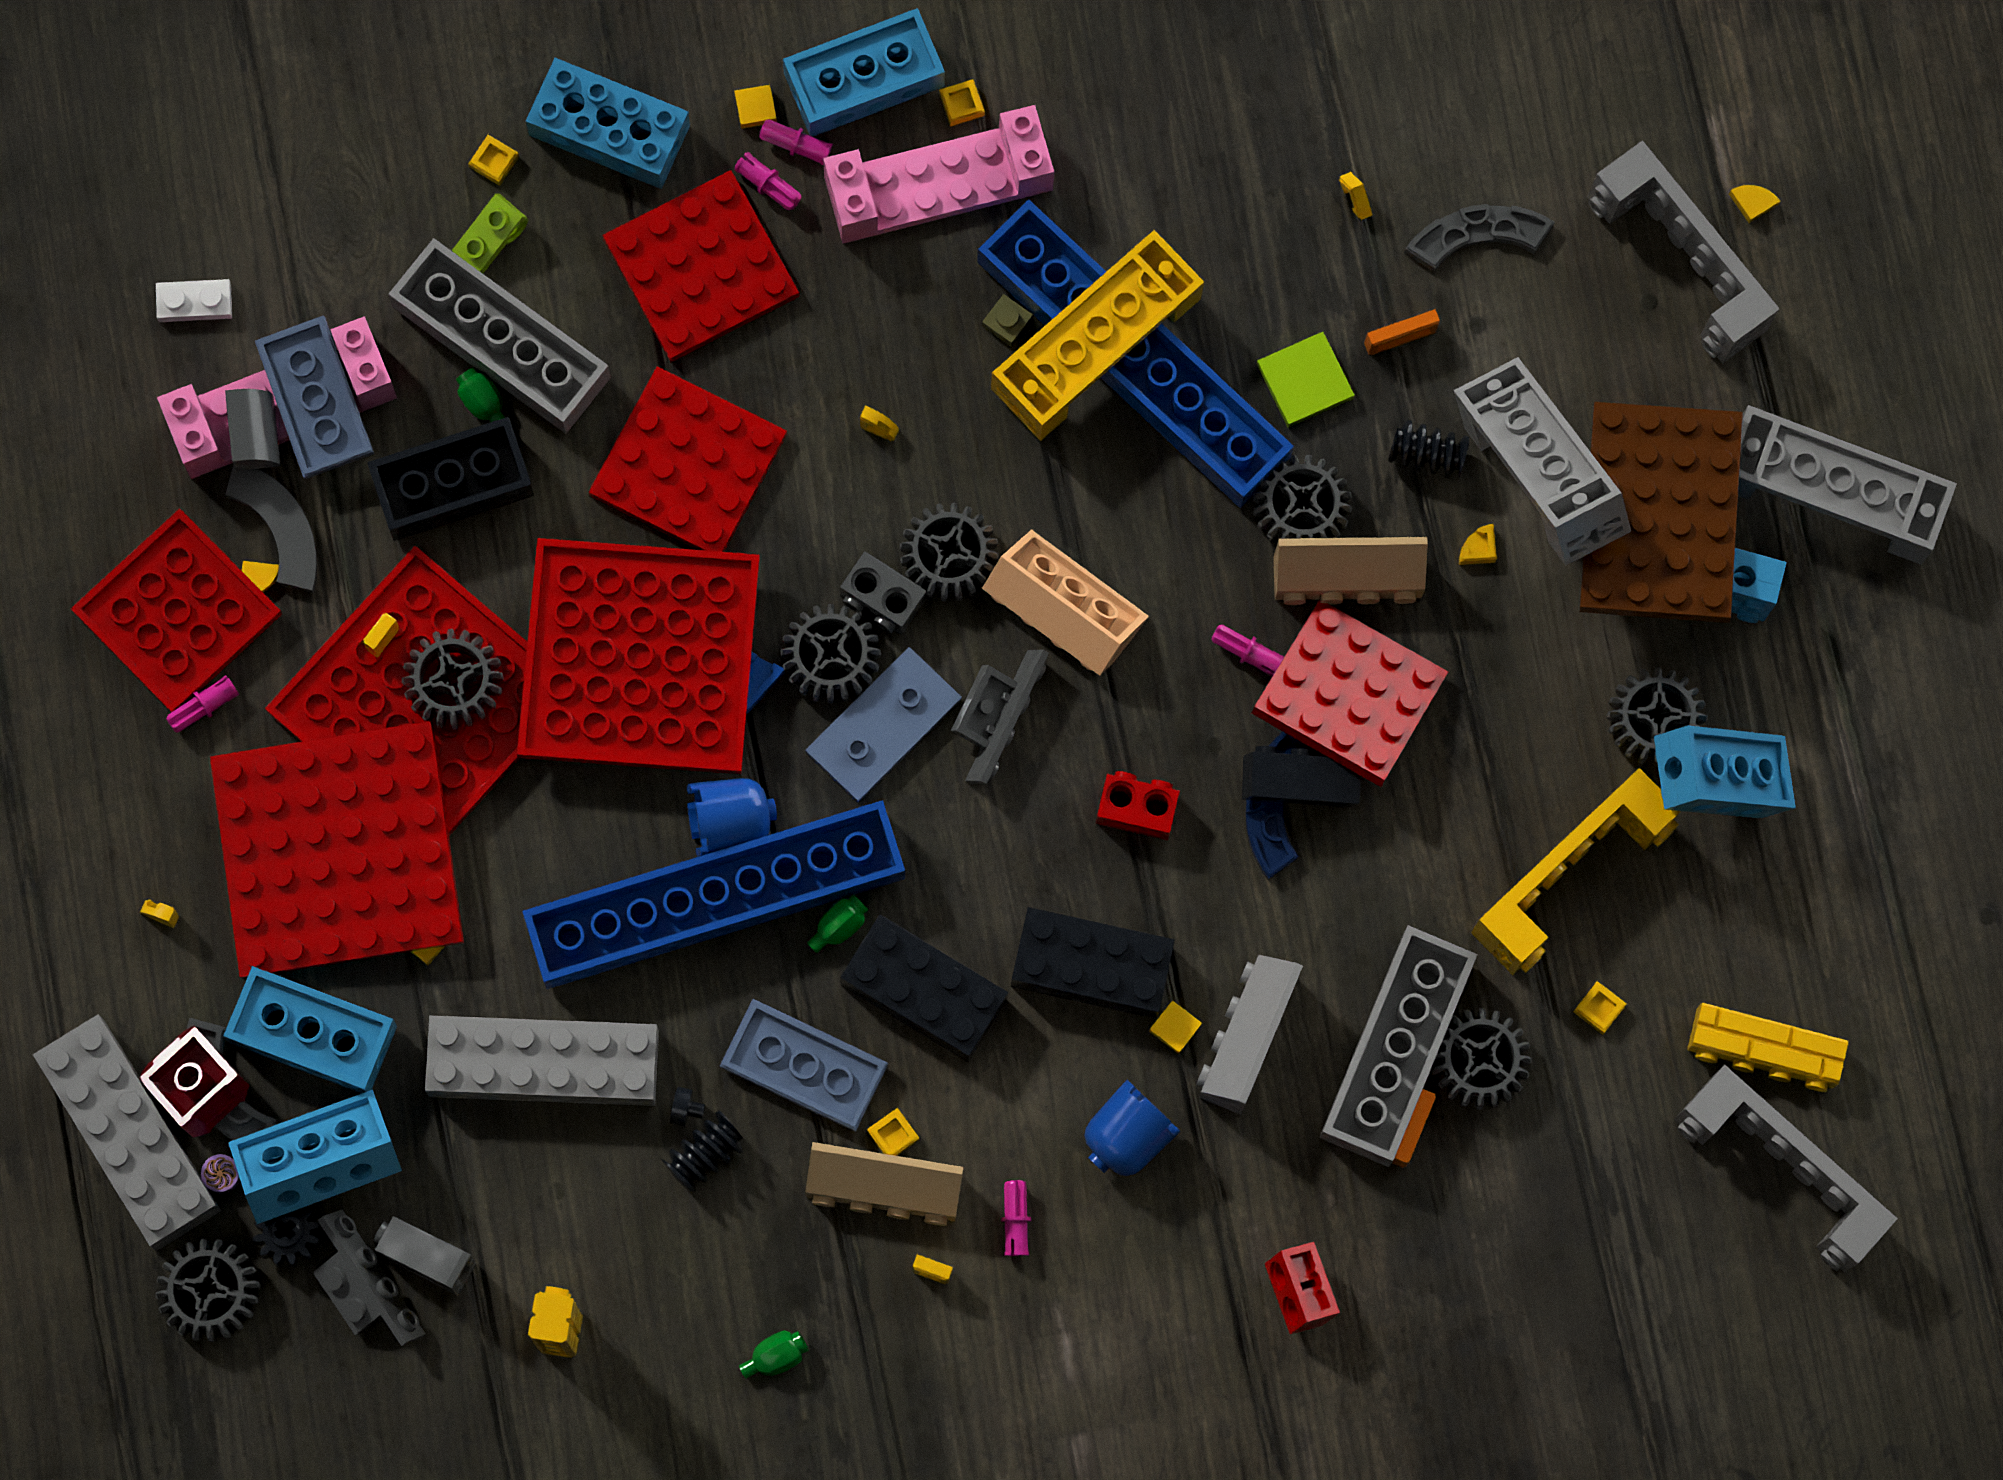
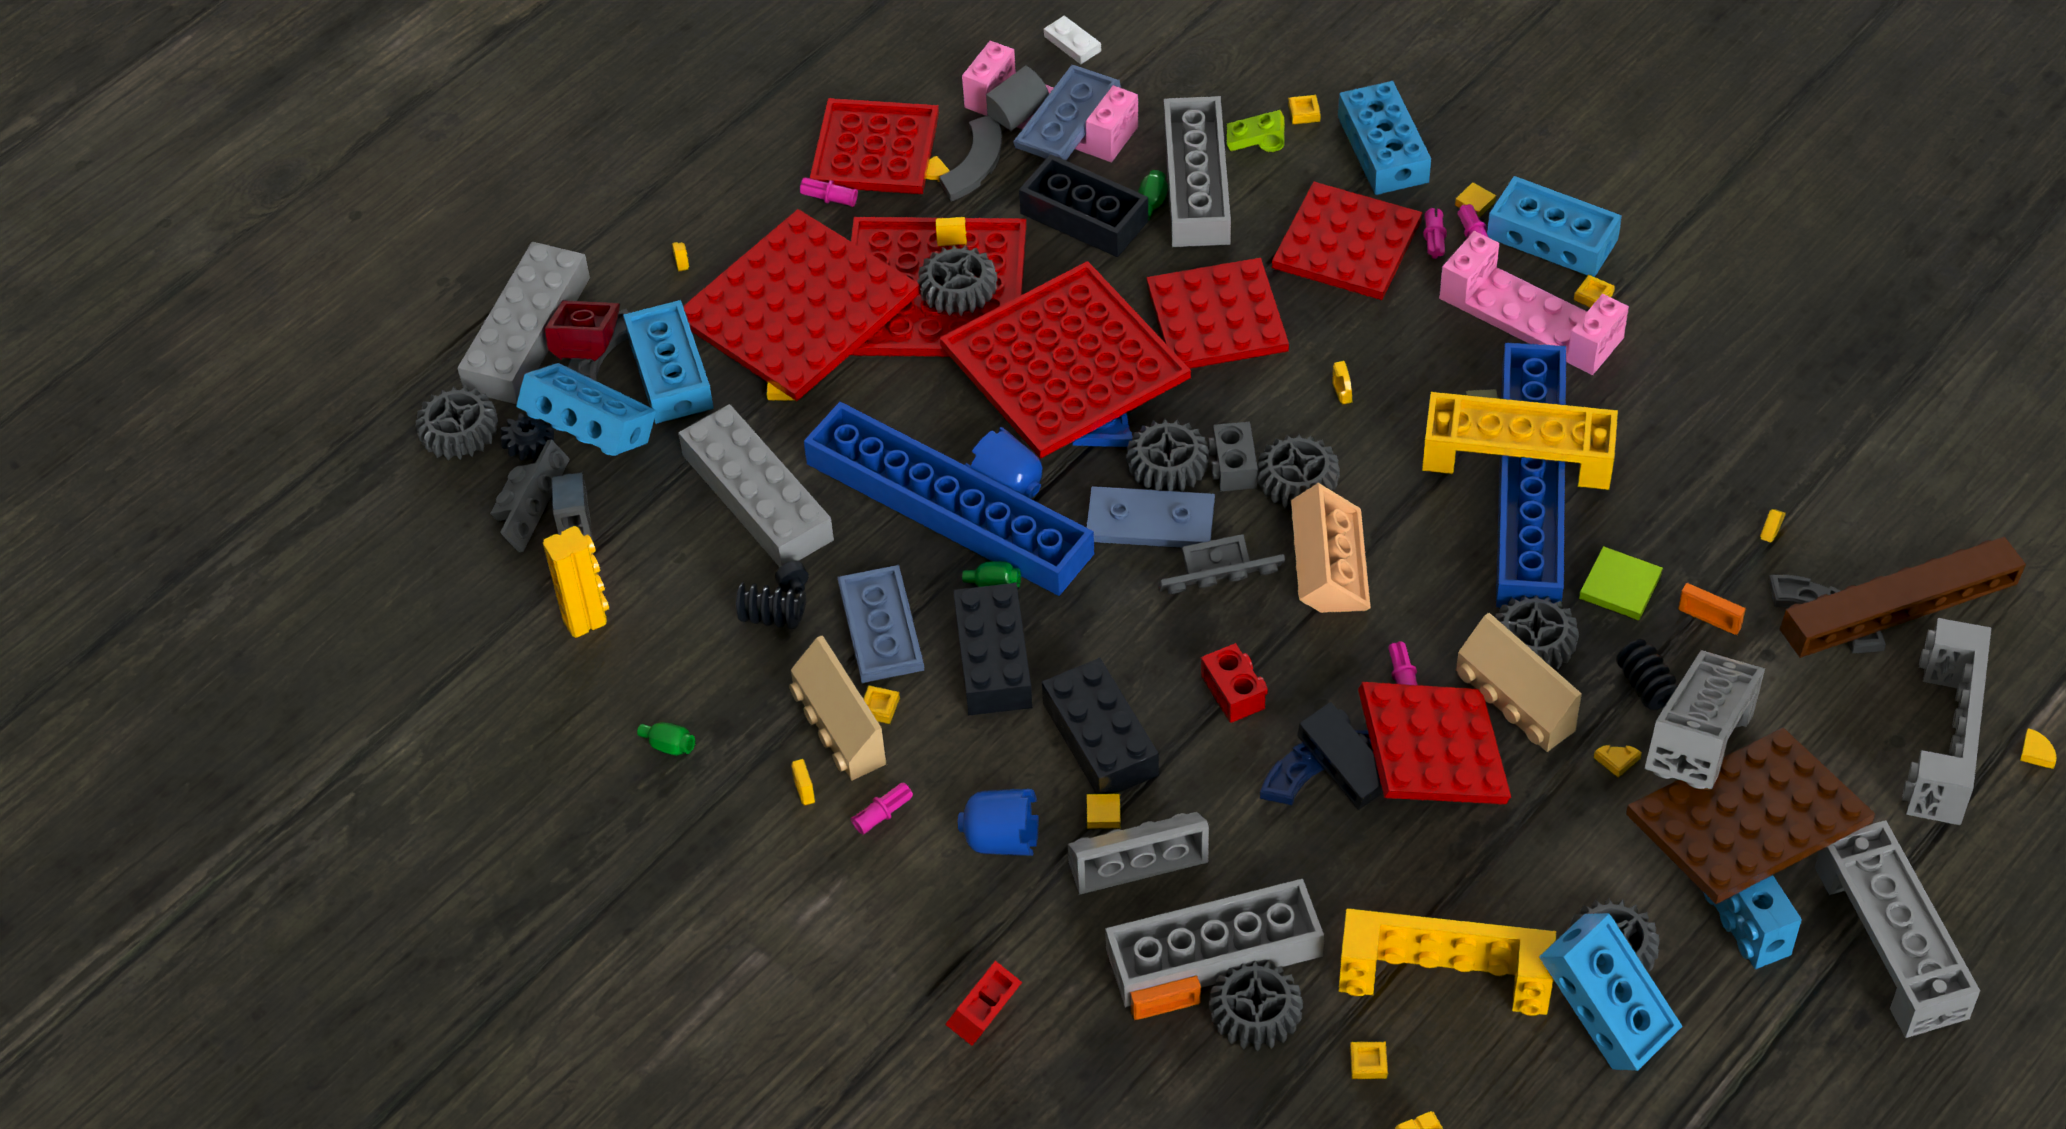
camera: 60 degrees right, 25 degrees down
(1528, 168) = (1901, 596): none -> reddish brown brick

